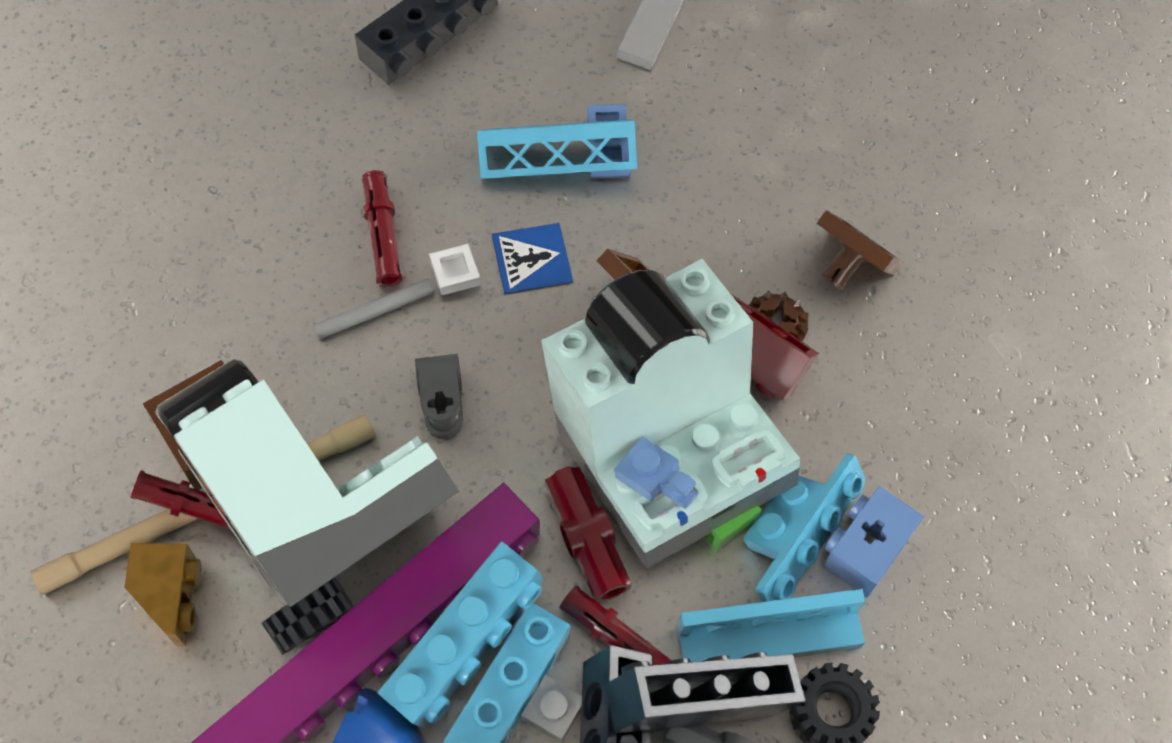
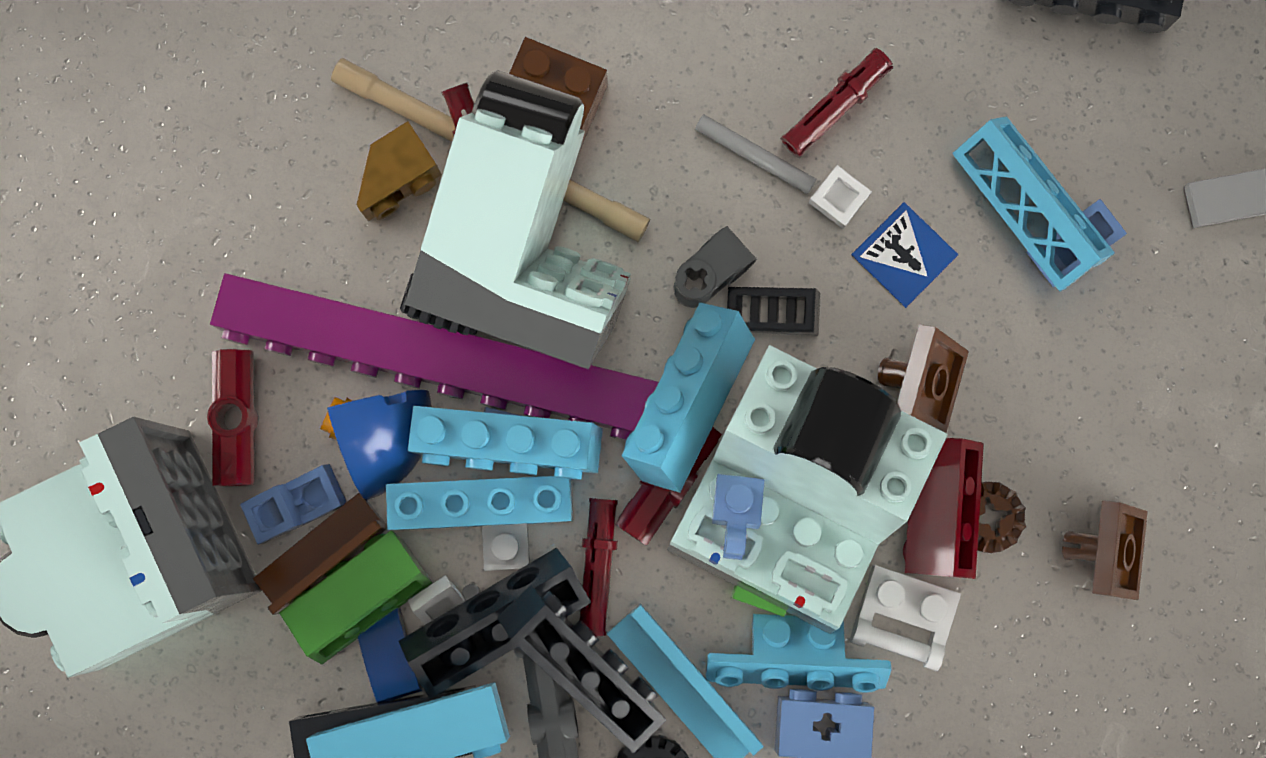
camera: 60 degrees right, 20 degrees up
(503, 351) = (811, 312): none -> black slope
(533, 466) = (688, 397): none -> medium azure brick
(811, 415) = (911, 603): none -> white plate

